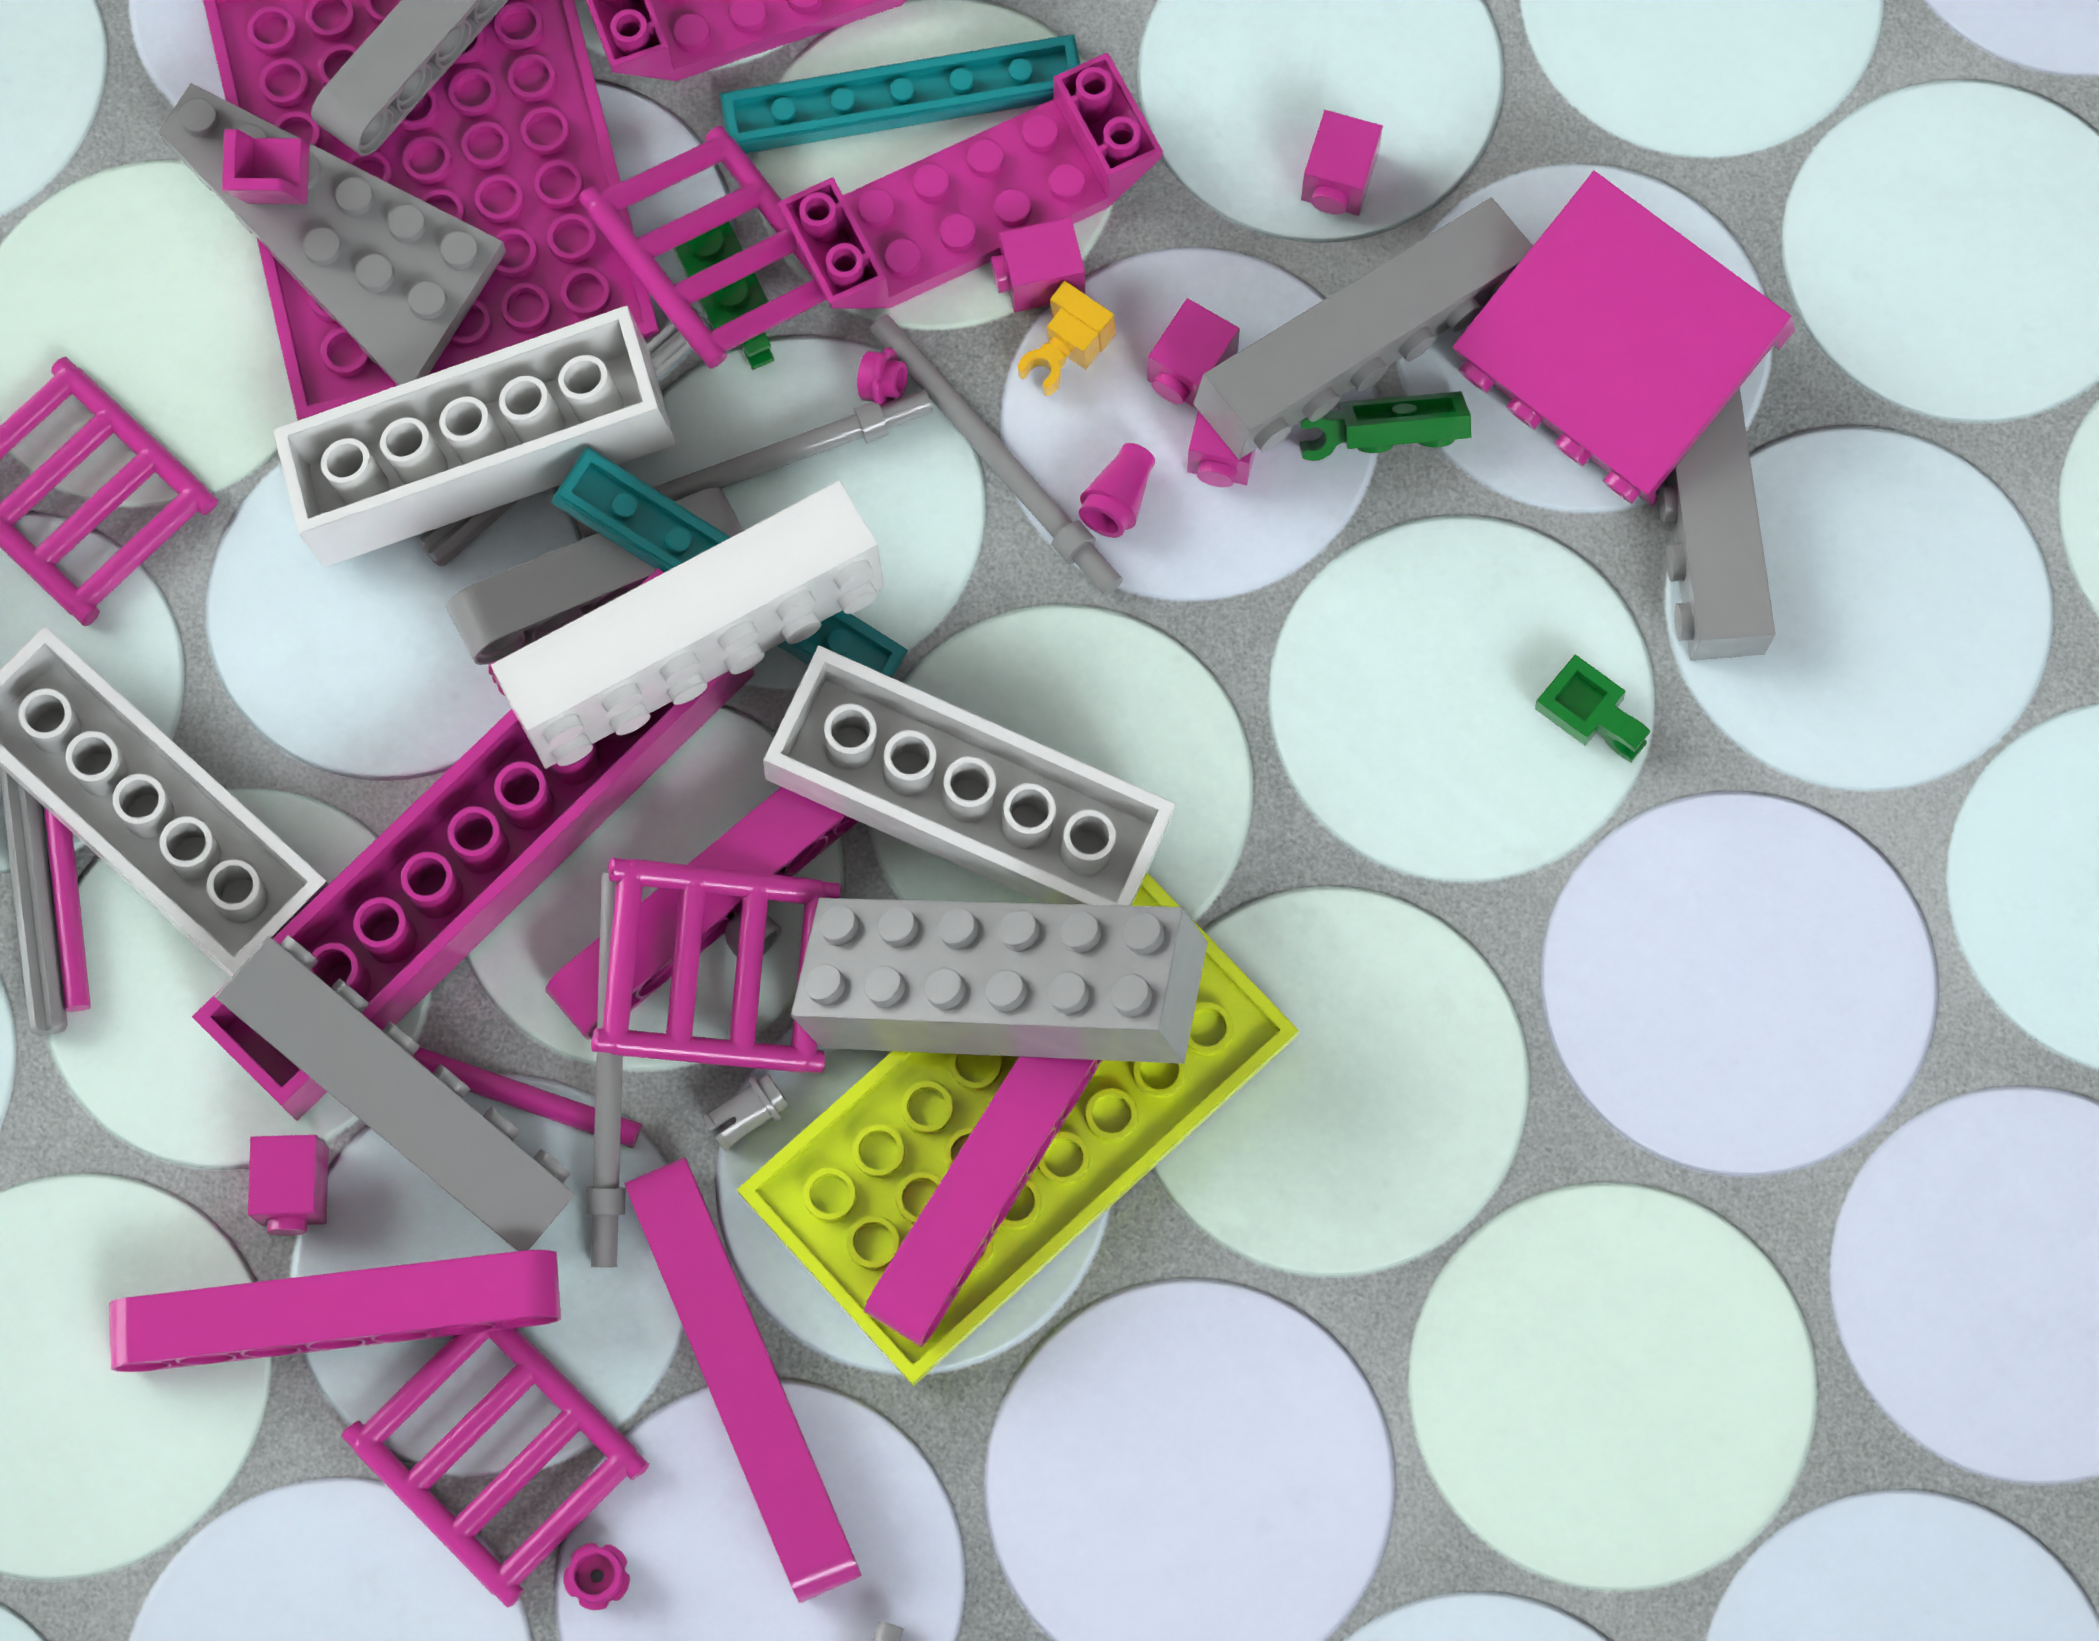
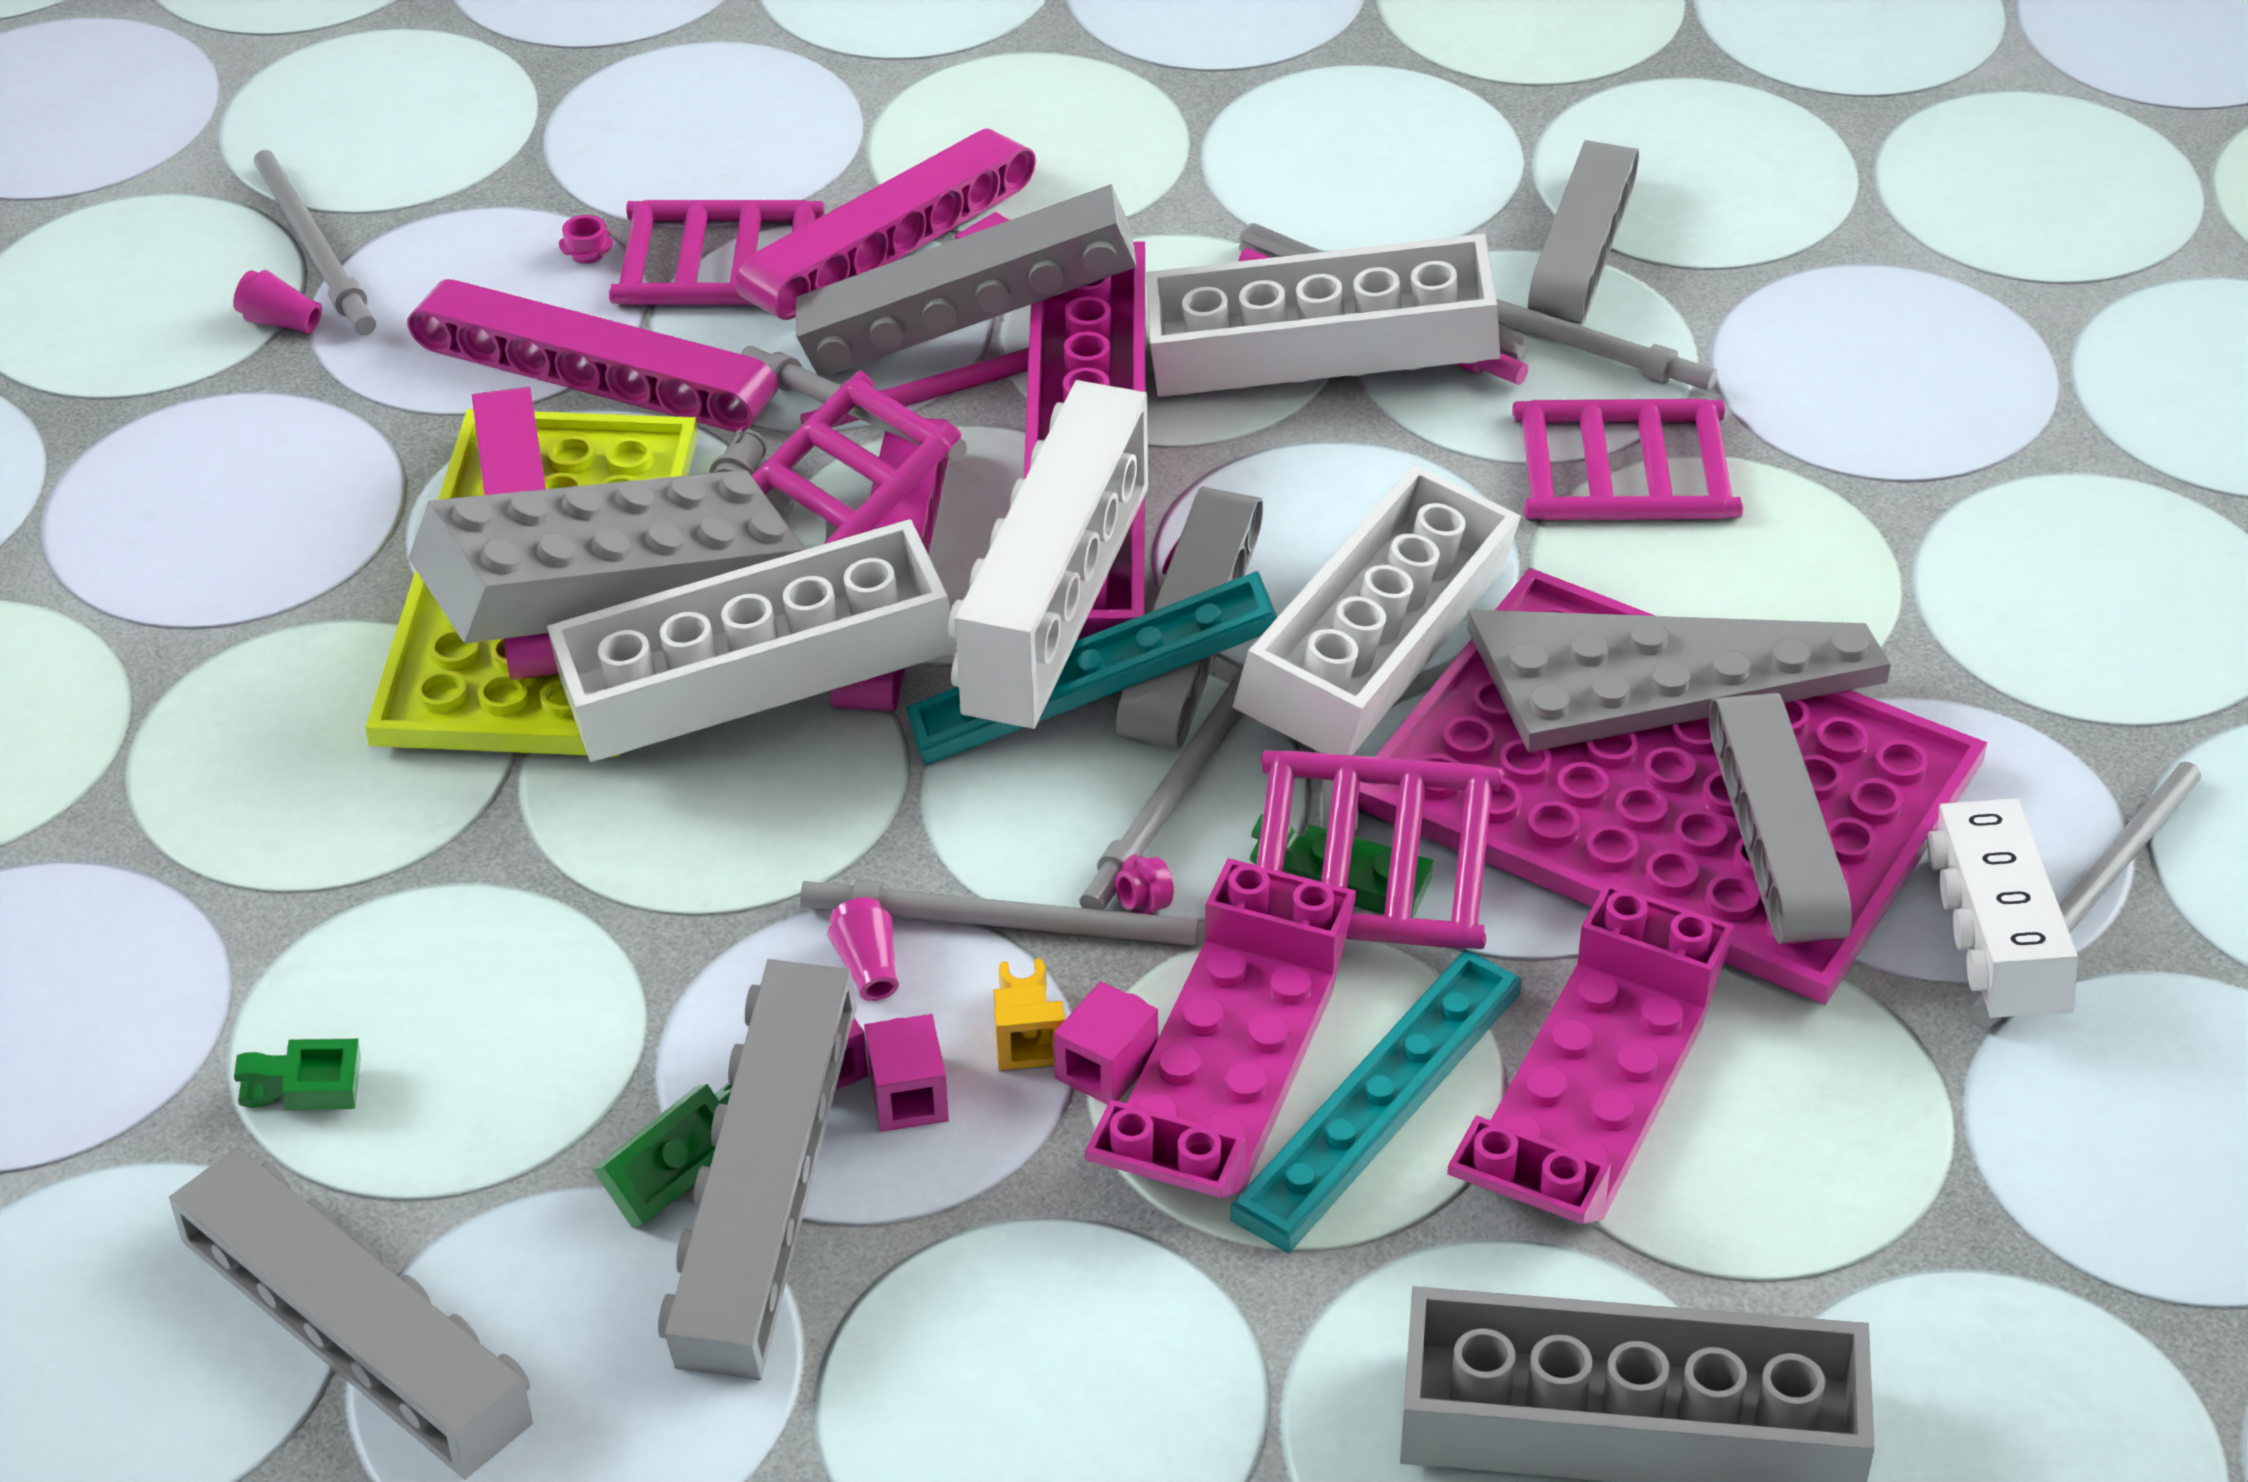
camera: 135 degrees right, 30 degrees down
(265, 168) = (1740, 614): dark pink panel -> none
(1341, 163) = (931, 1305): dark pink brick -> none
(1620, 338) = (508, 1318): dark pink panel -> none

